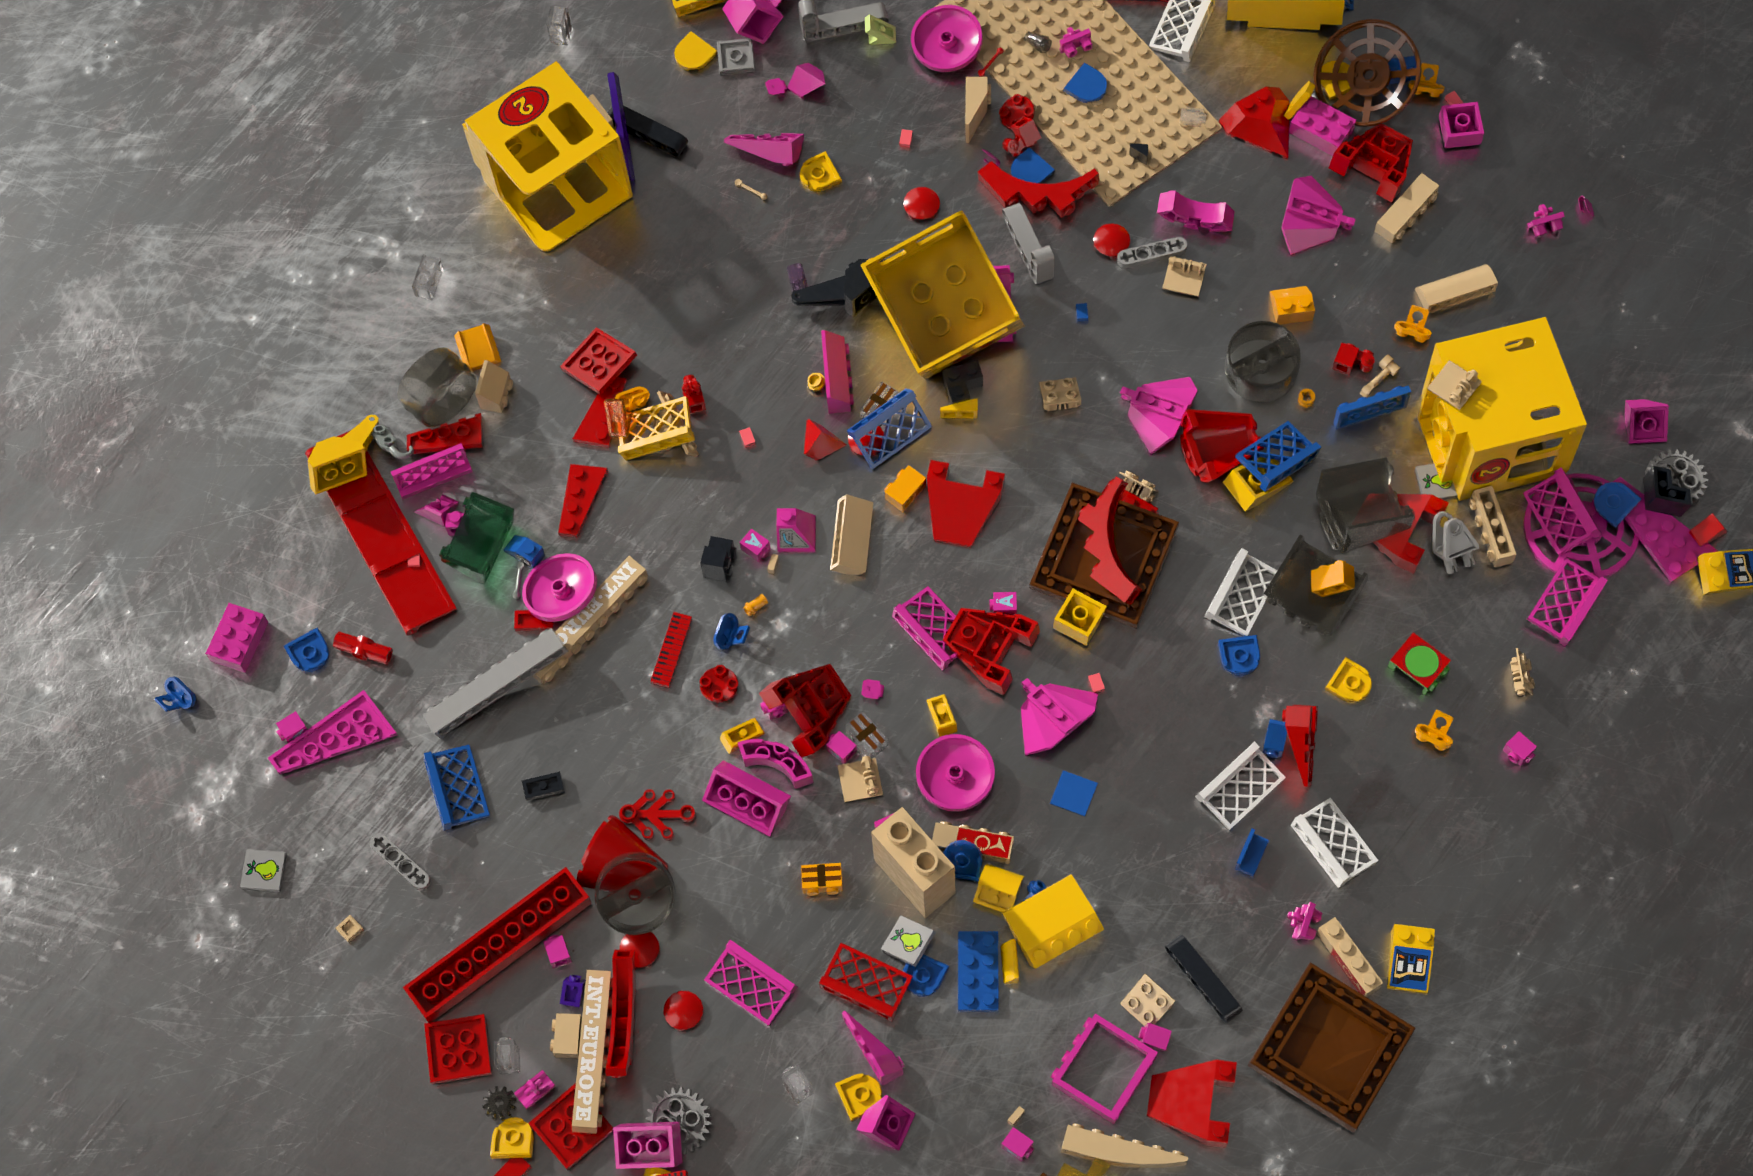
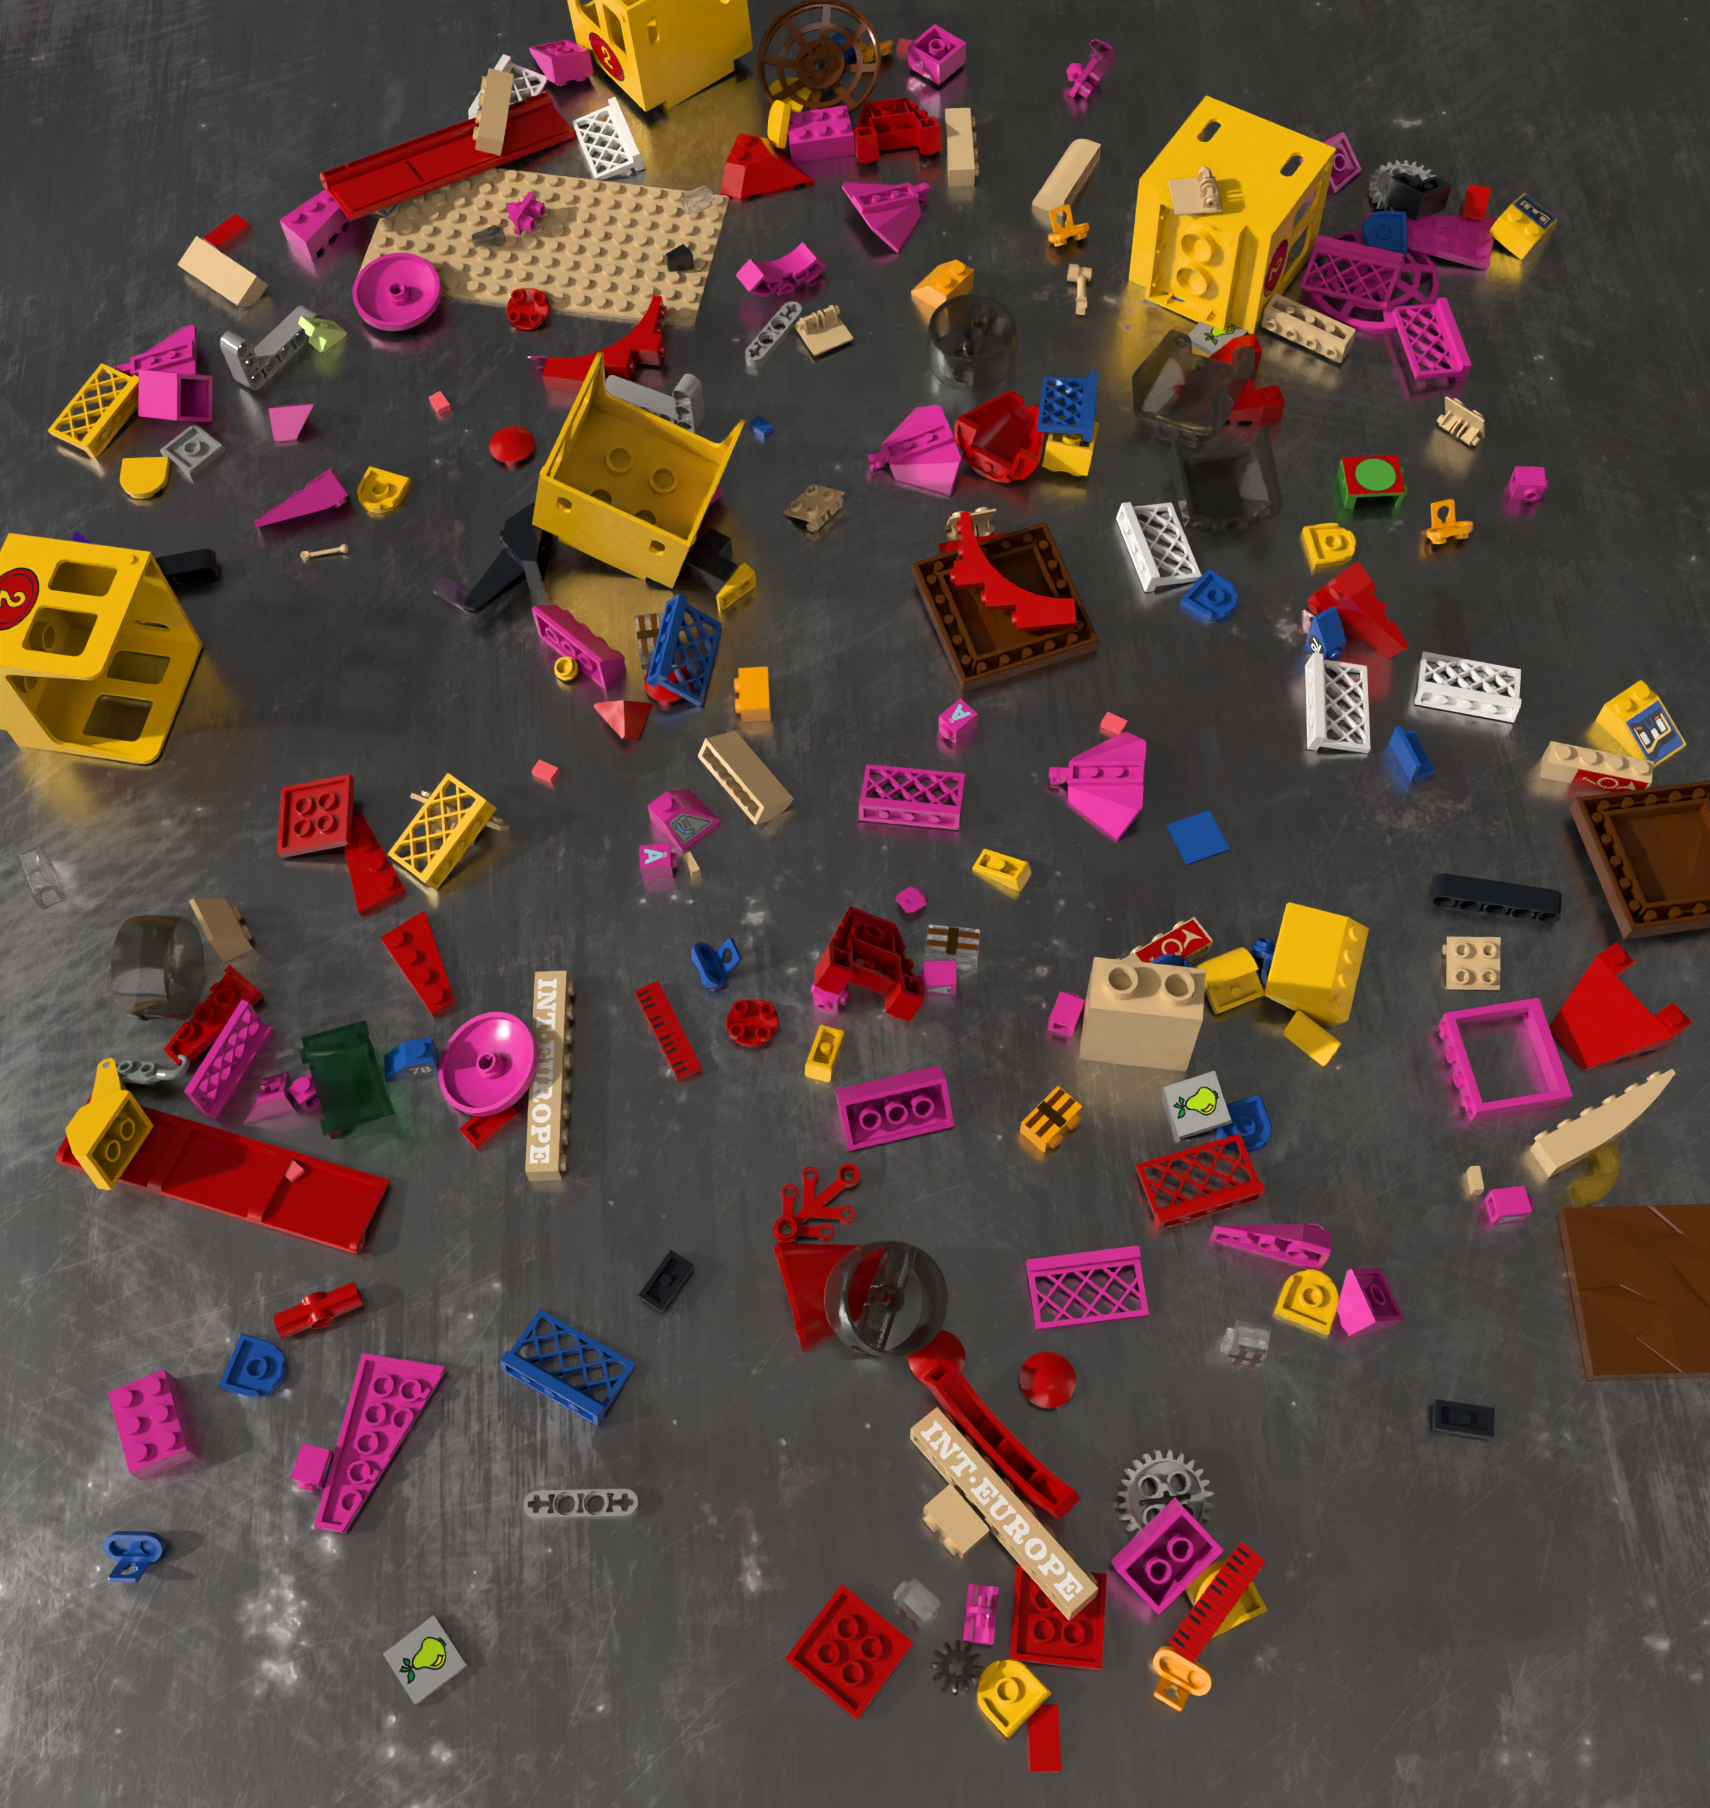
camera: 45 degrees left, 5 degrees down
(349, 929) = (592, 1632): tan tile -> none
(477, 345) = (162, 897): light orange slope -> none
(495, 682) = (511, 1217): light grey brick -> none
(497, 945) = (783, 1498): red brick -> none
(520, 566) = (421, 1082): light grey hinge -> none
(557, 951) = (854, 1439): dark pink brick -> none
(572, 991) = (913, 1467): dark purple bracket -> none
(617, 417) = (391, 849): clear orange slope -> none
(634, 398) = (389, 823): light orange bracket -> none
(692, 390) = (446, 762): red brick -> none
(717, 558) = (632, 902): black brick -> none
(756, 604) = (711, 923): light orange pin -> none
(776, 86) = (266, 446): dark pink piece -> none
(776, 756) = (889, 1038): dark pink brick -> none
(860, 779) = (987, 994): tan hinge -> none
(955, 772) = (1075, 907): dark pink dish -> none
(960, 508) = (824, 672): red wedge -> none
(977, 97) = (478, 323): tan slope -> none
(978, 971) = (1290, 1075): blue plate -> none
(981, 73) = (459, 299): red hinge -> none
(983, 641) = (973, 769): red wedge -> none
(1025, 136) = (556, 318): red brick -> none
(1031, 167) = (587, 341): blue tile -> none
(1079, 617) = (1041, 675): yellow slope -> none
(1087, 84) = (572, 242): blue tile -> none
(1111, 239) = (725, 350): red dish -> none
(1155, 1036) = (1517, 986): dark pink brick -> none
(1301, 920) = (1522, 772): dark pink hips -> none
(1304, 392) = (1035, 344): light orange bush -> none
(1332, 578) = (1229, 465): light orange brick -> none
(1349, 356) = (1039, 290): red brick -> none
(1372, 407) = (1104, 309): blue plate -> none
(1453, 541) = (1293, 362): light grey piece -> none

